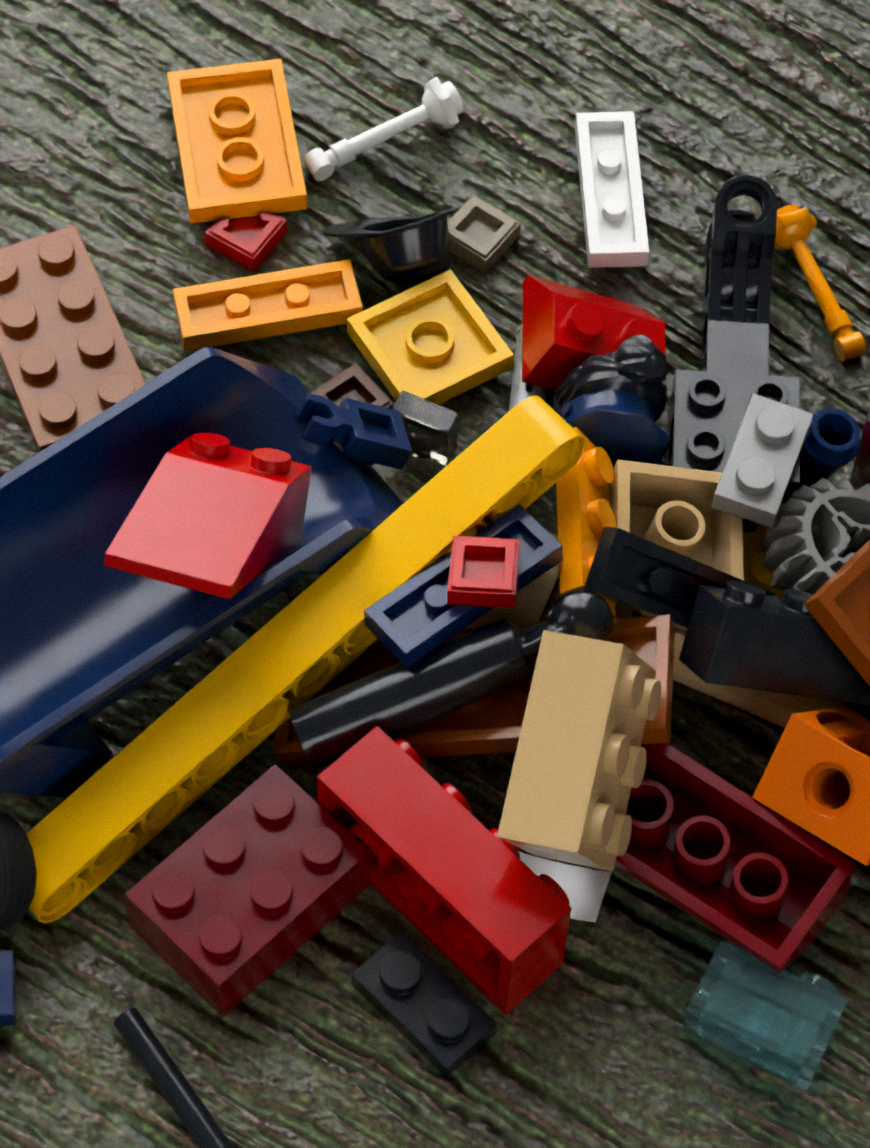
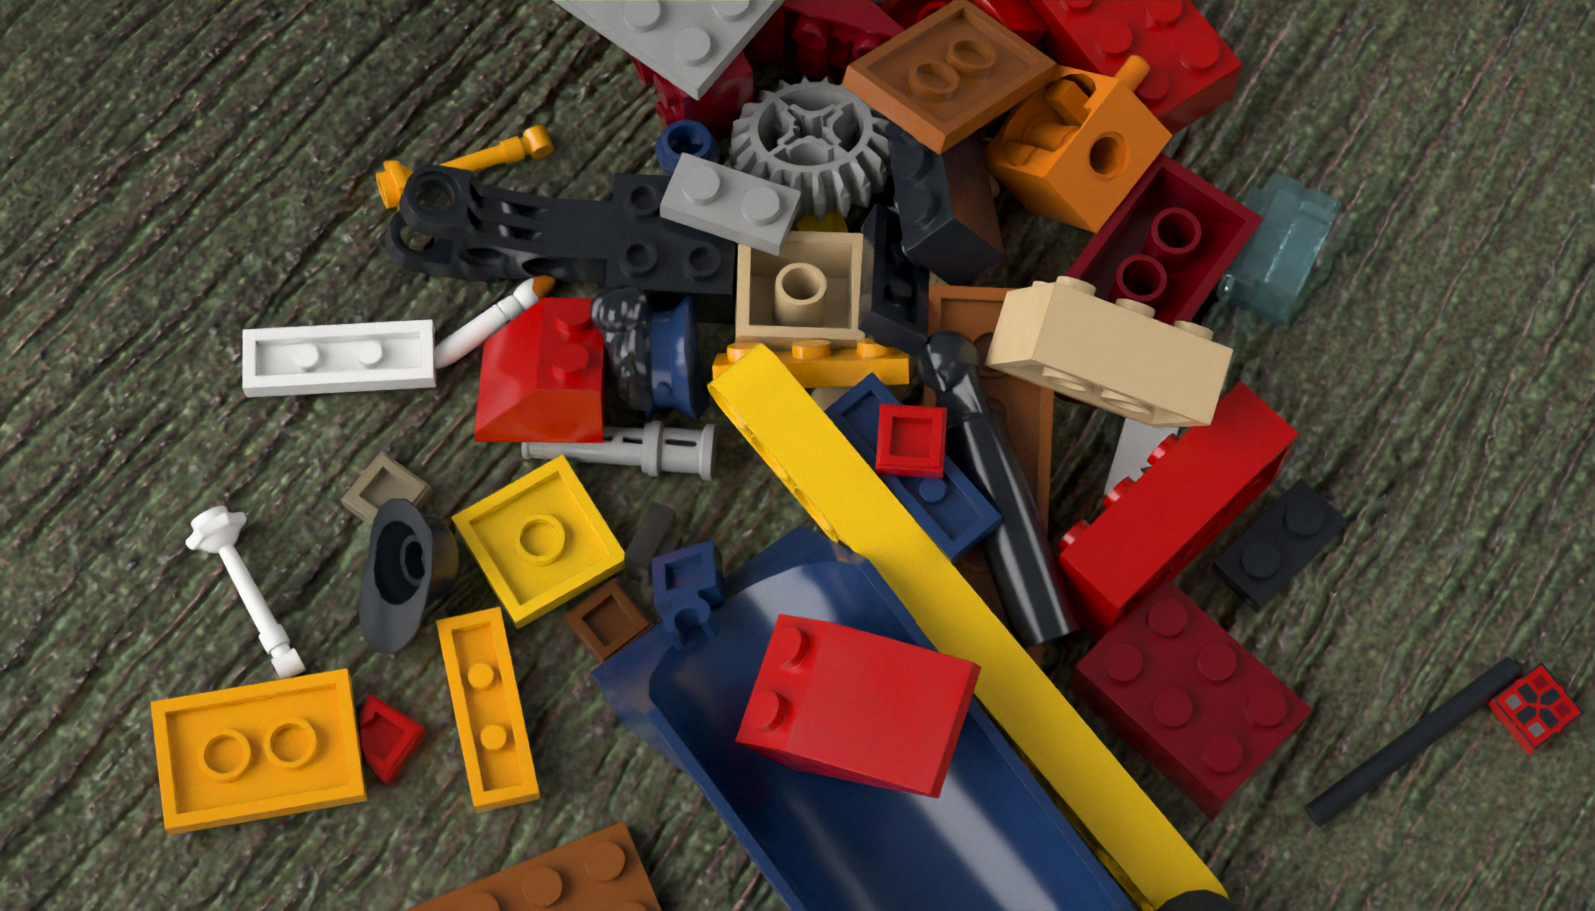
camera: 90 degrees left, 10 degrees up
(682, 336) = (492, 320): none -> white piece

